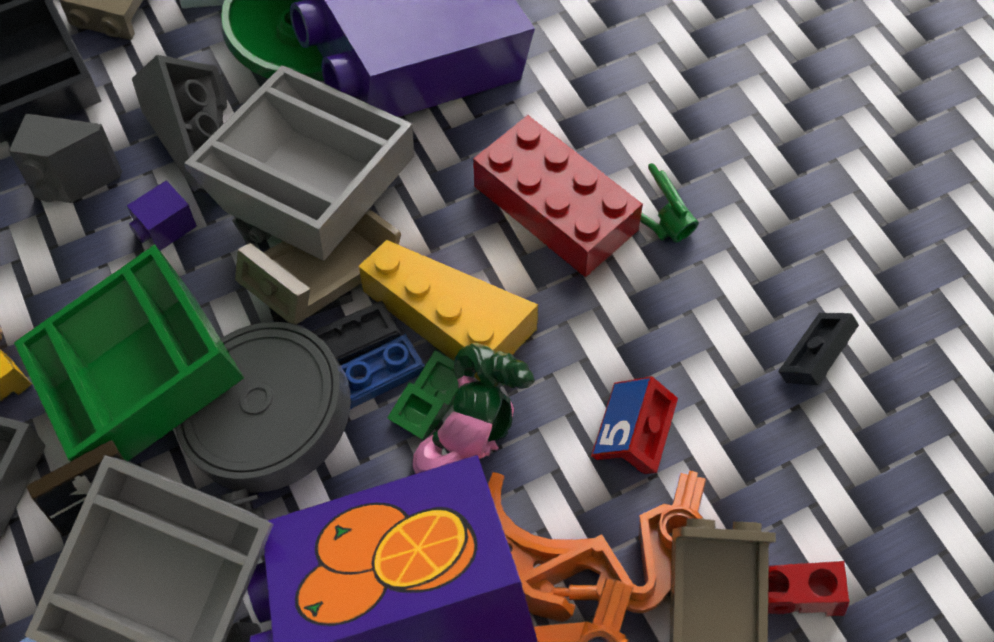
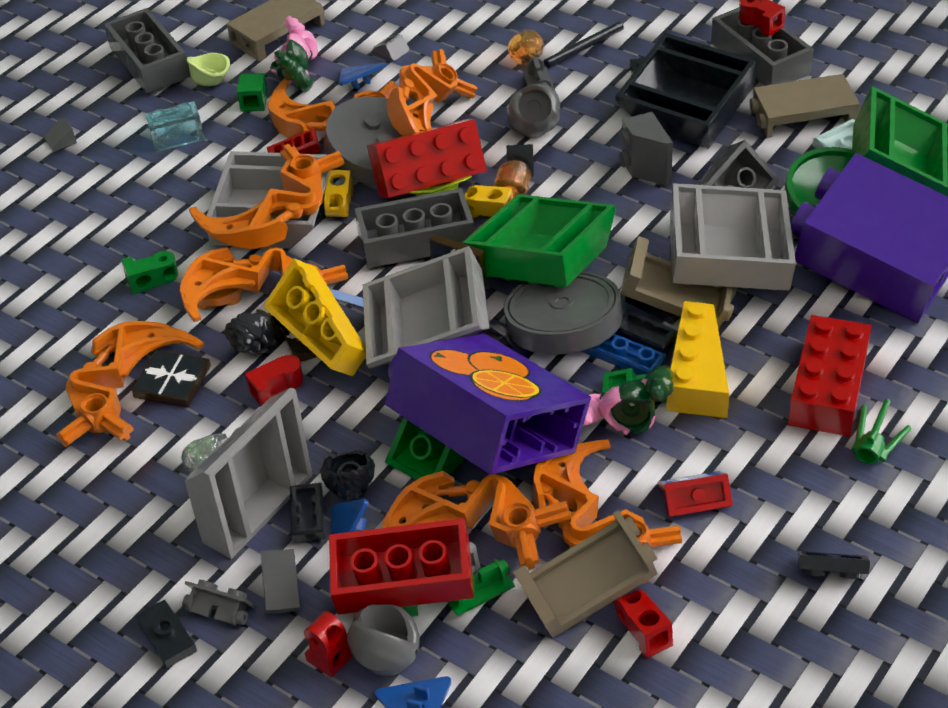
camera: 65 degrees right, 15 degrees down
(161, 216) = (650, 211): dark purple brick -> none

